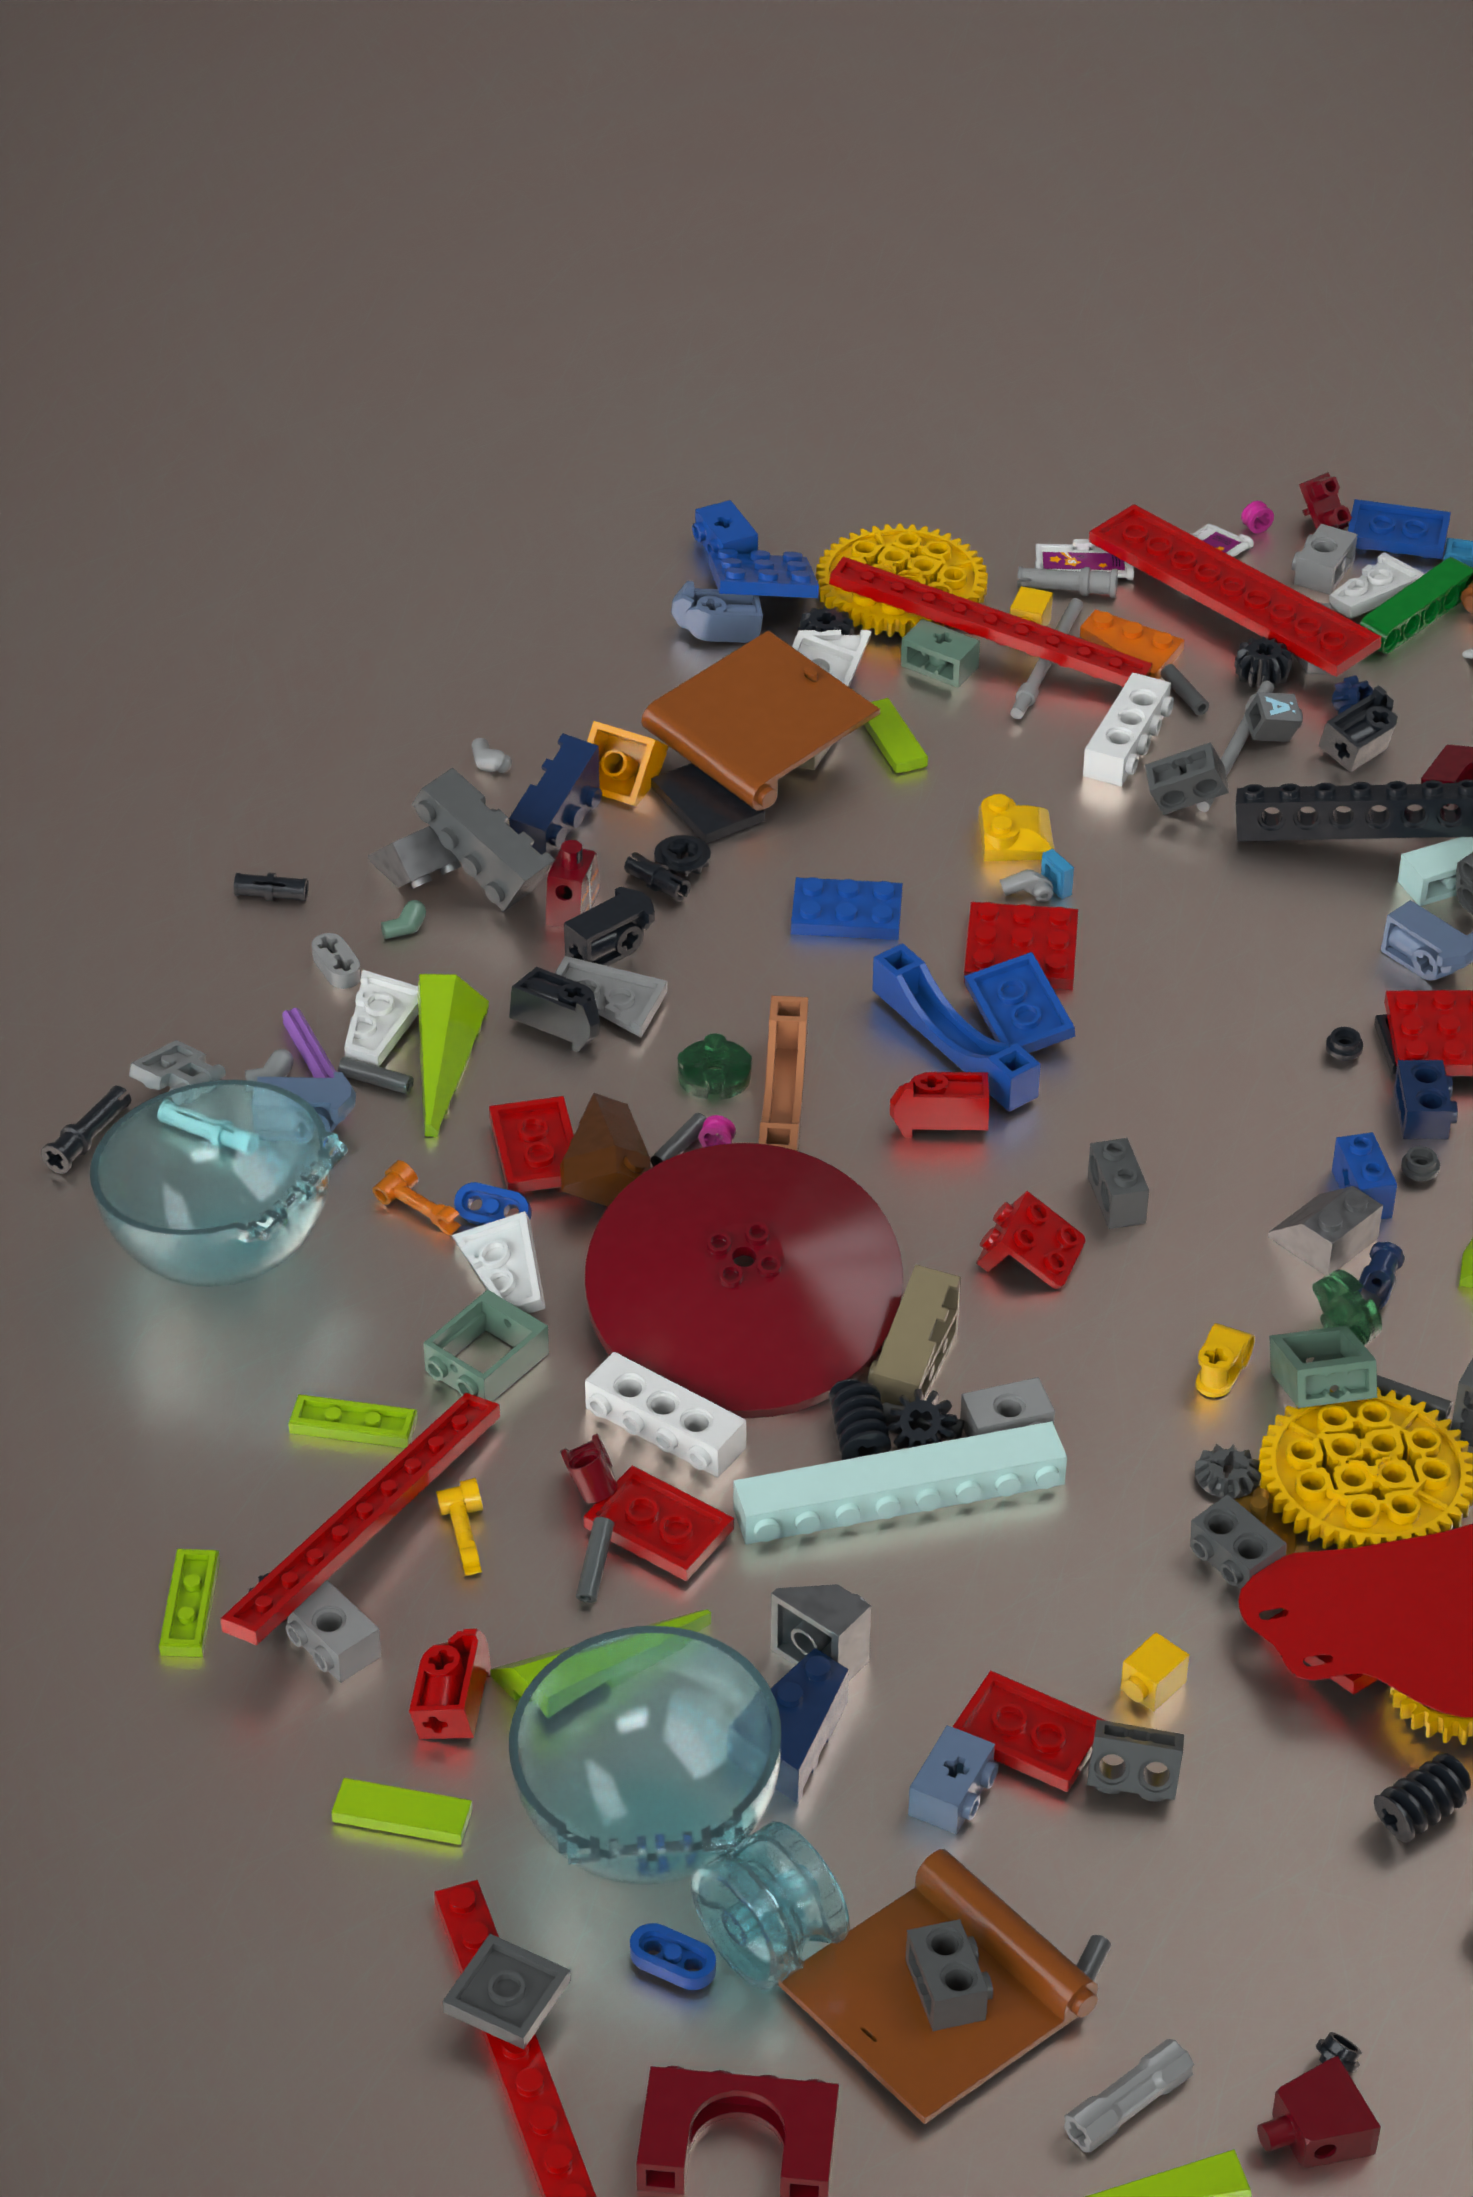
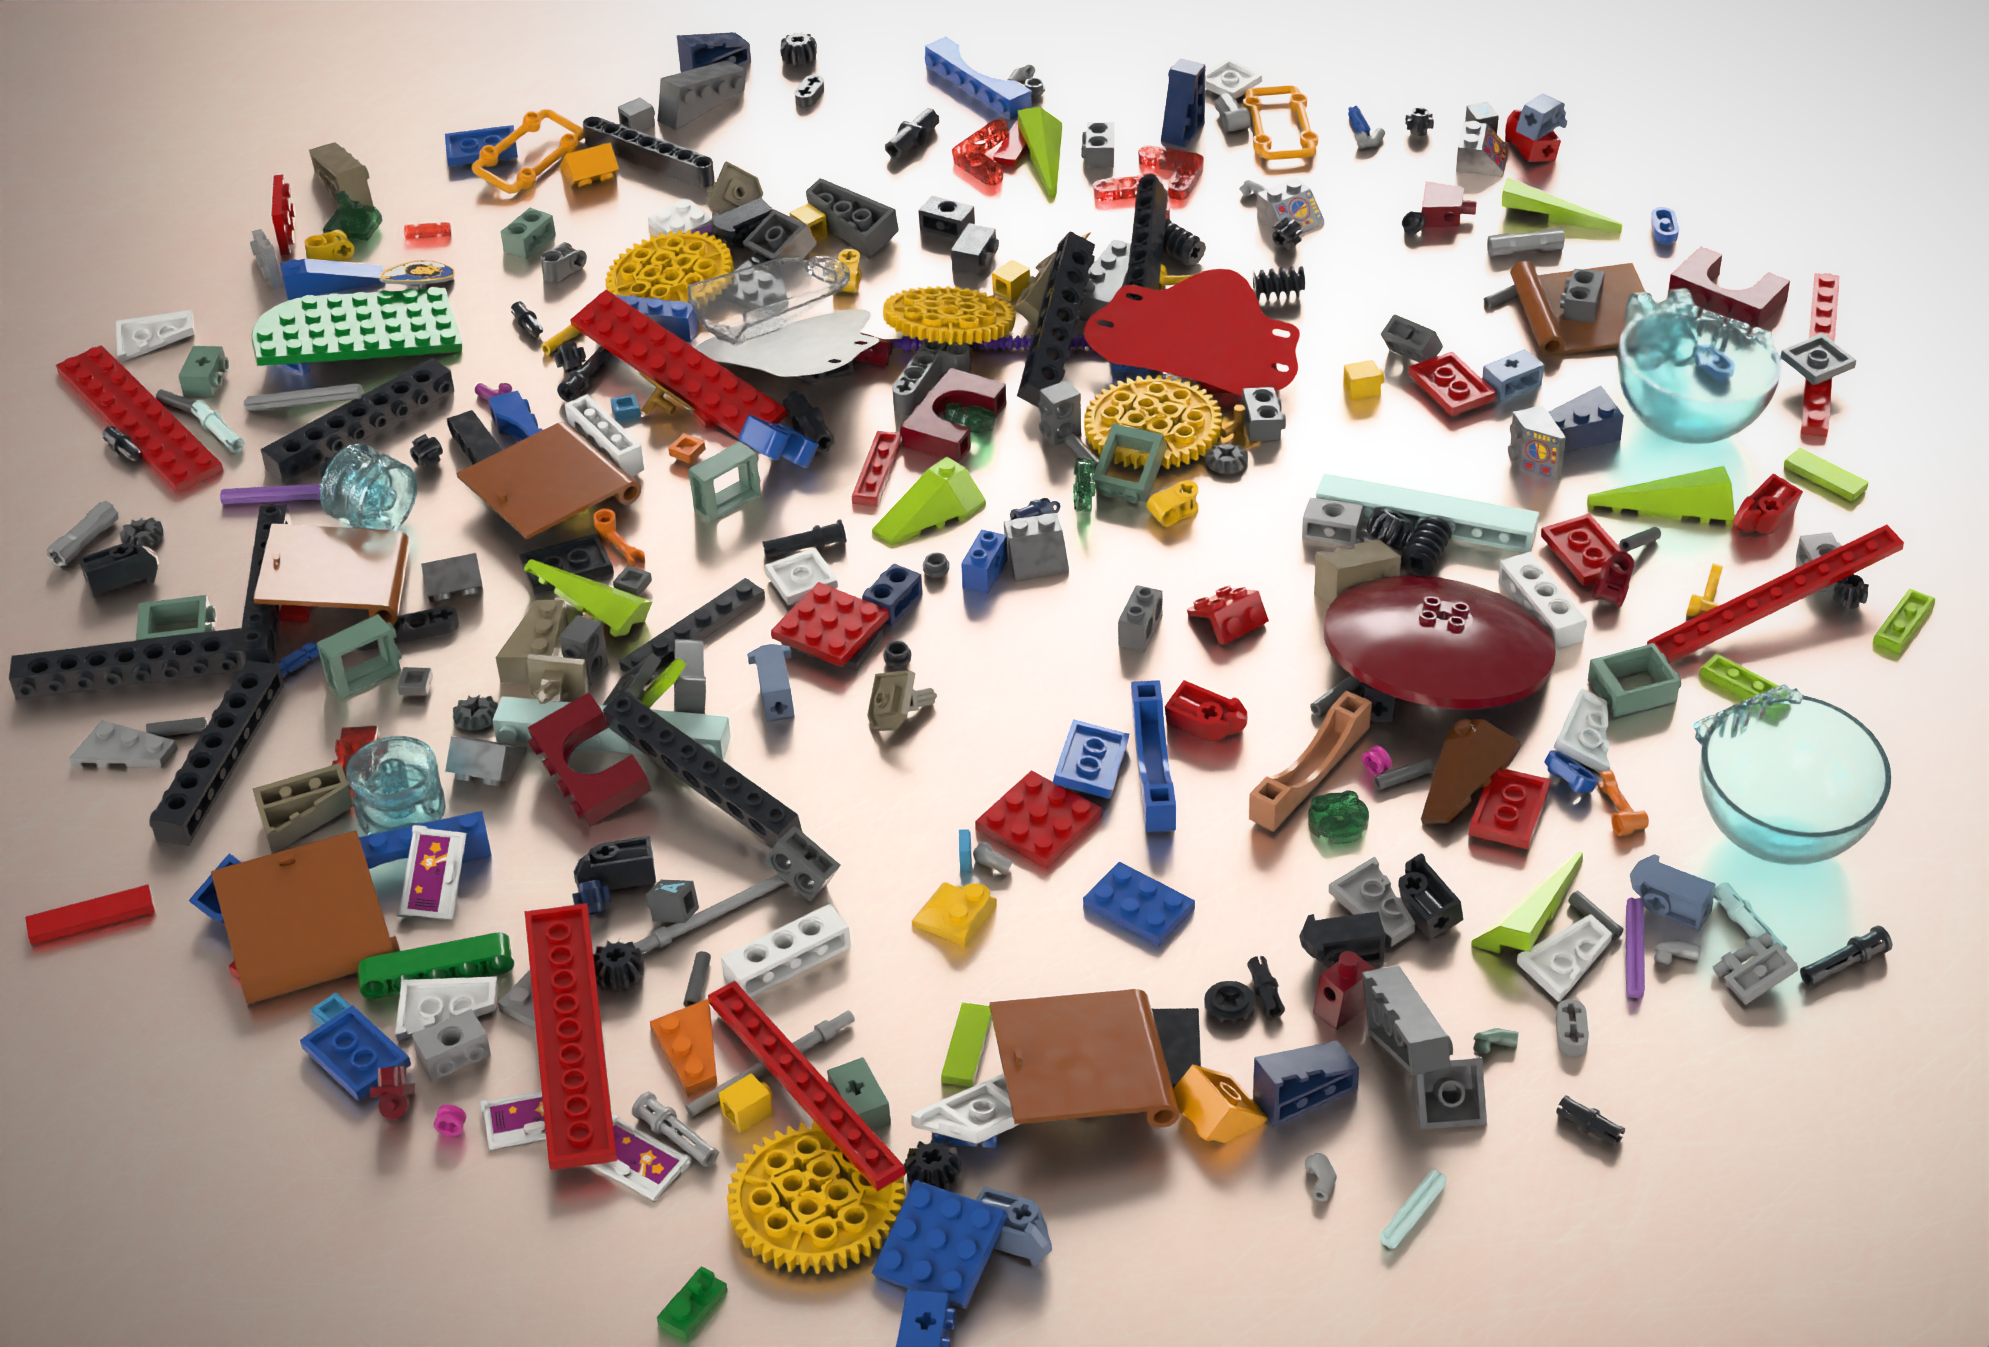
camera: 145 degrees left, 0 degrees up
(390, 764) = (1413, 1209): none -> light aqua axle
(927, 496) = (692, 1303): none -> green plate
(1276, 976) = (895, 697): none -> dark tan piece

